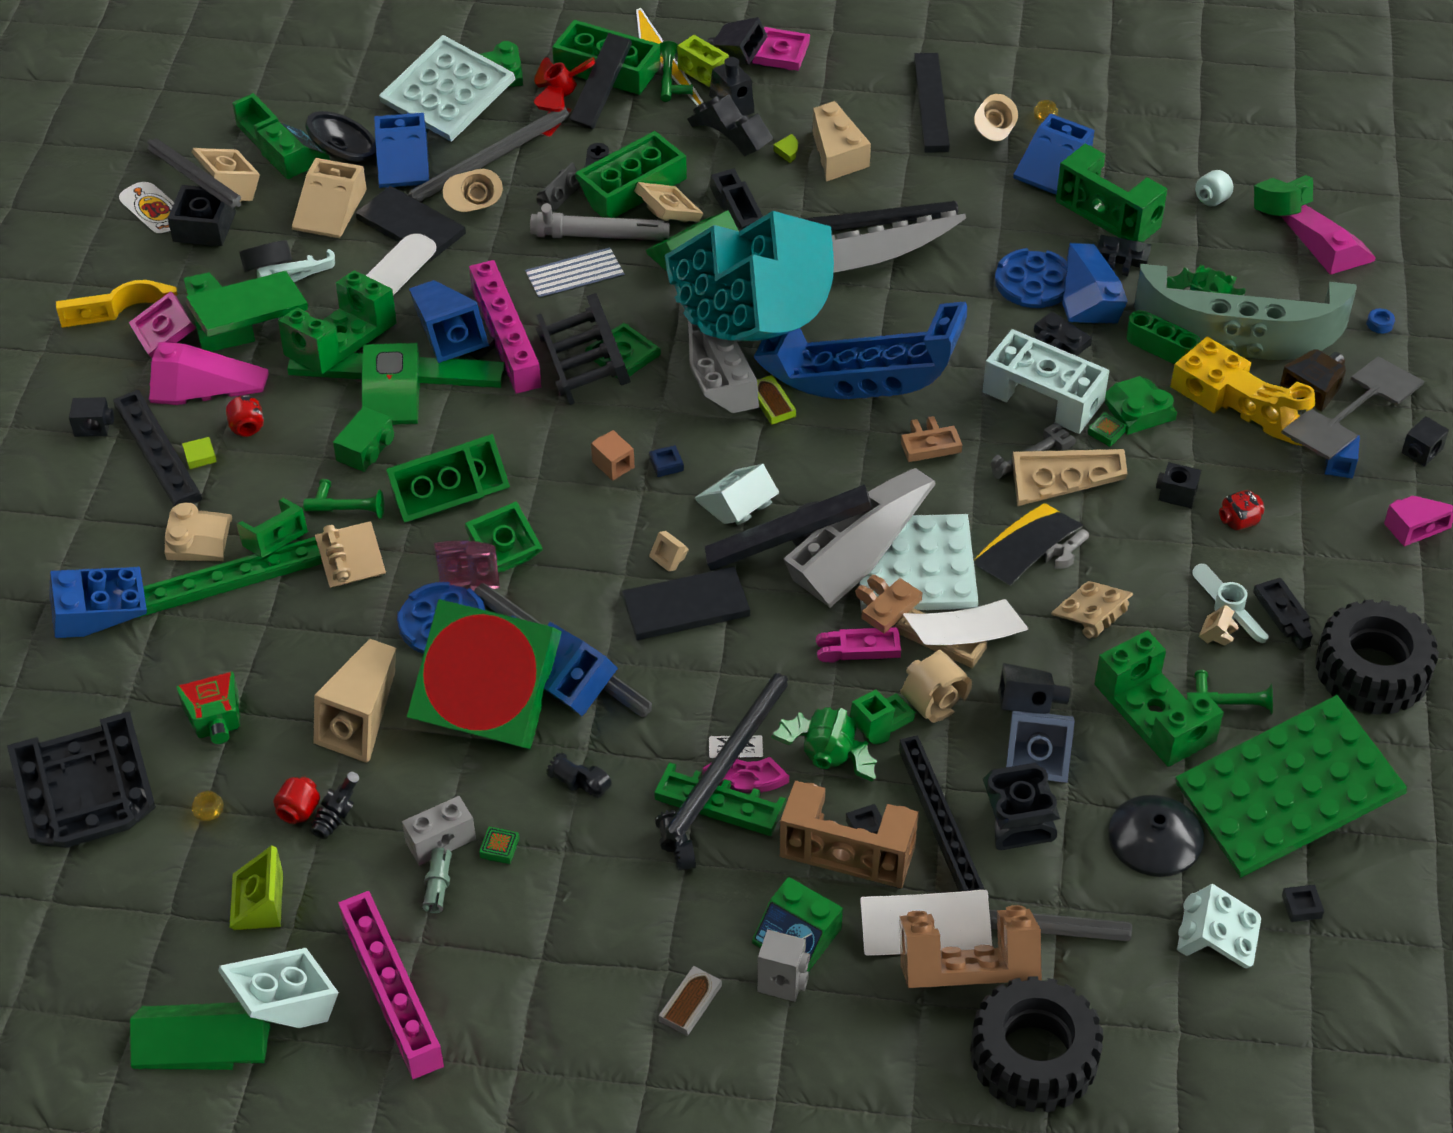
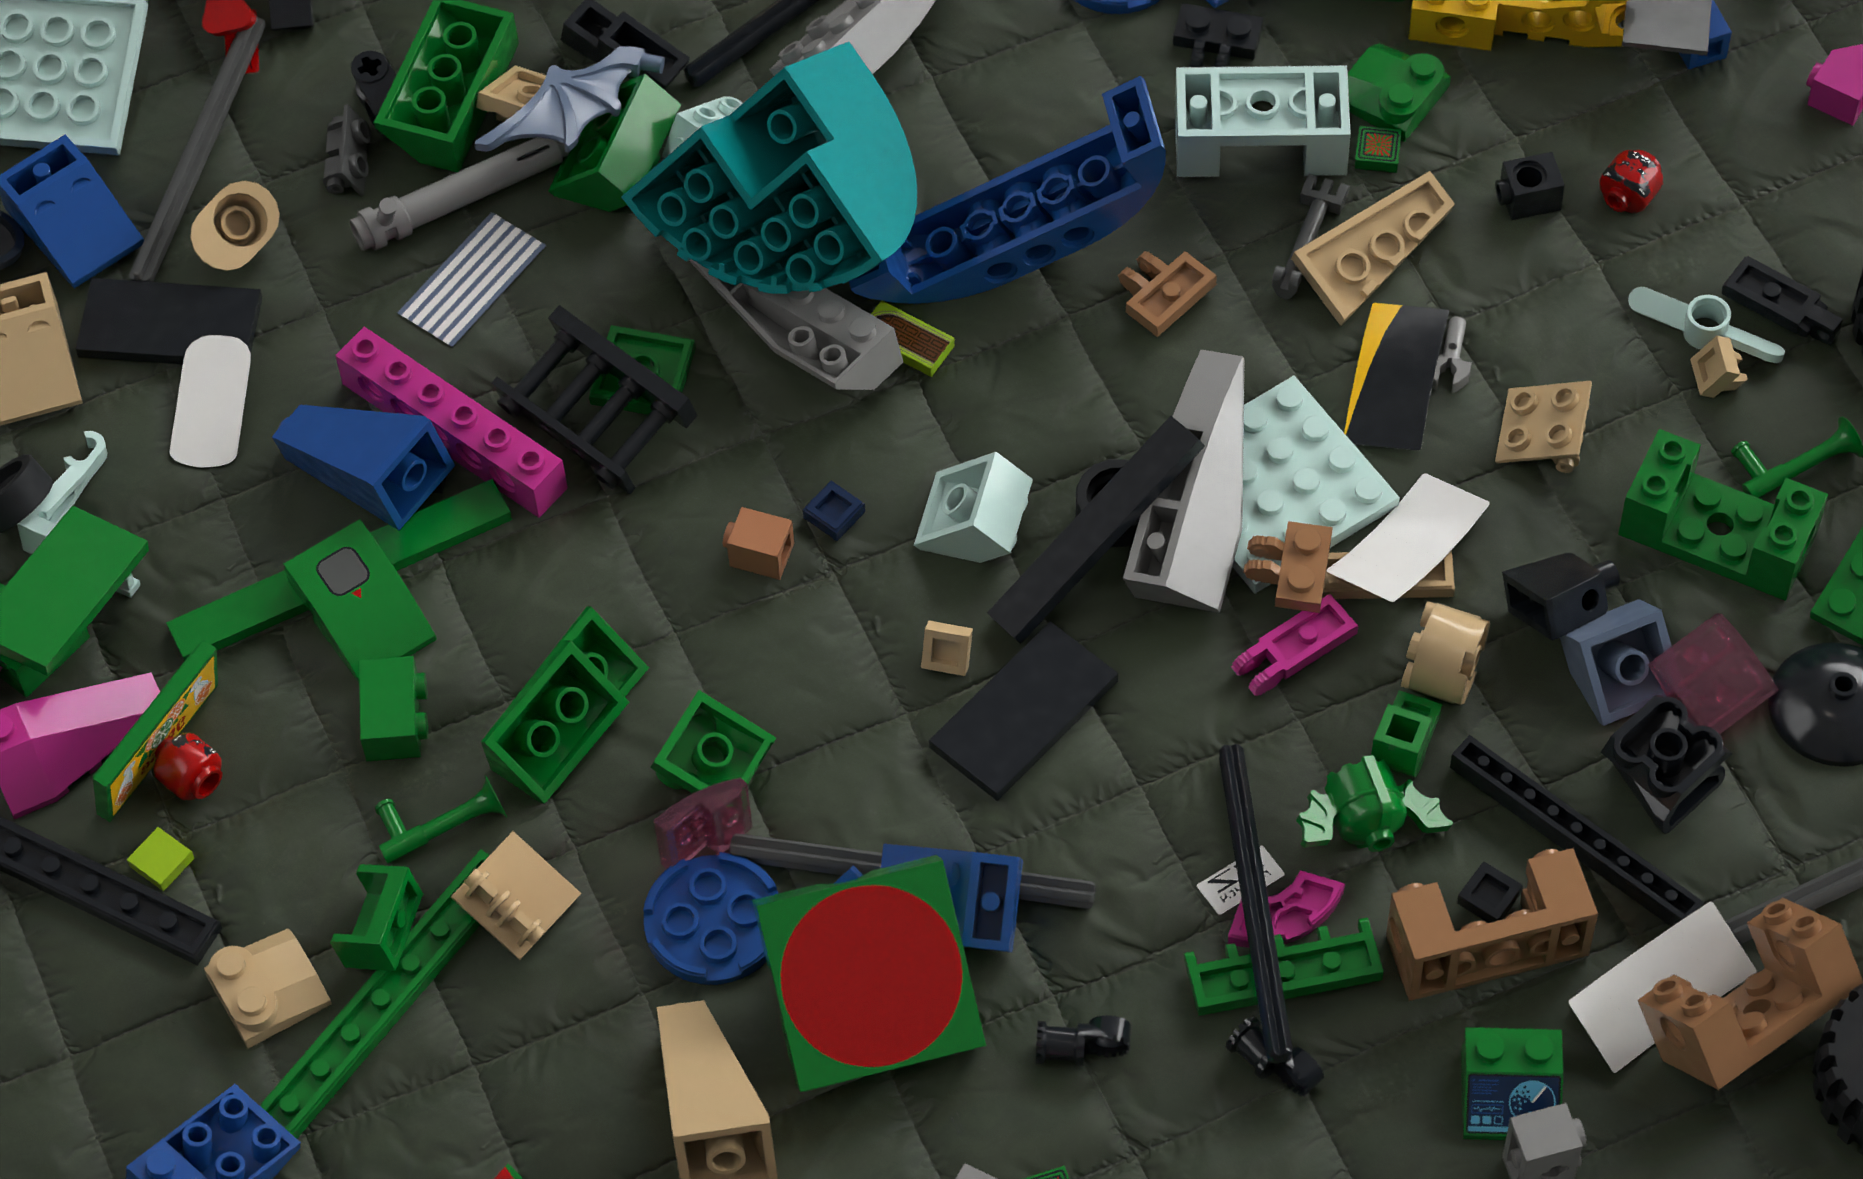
camera: 30 degrees left, 10 degrees up
(260, 380) = (163, 718): none -> tile
(362, 315) = (226, 512): green plate -> none
(681, 205) = (573, 99): none -> sand blue animal
(1086, 778) = (1714, 674): none -> clear pink slope

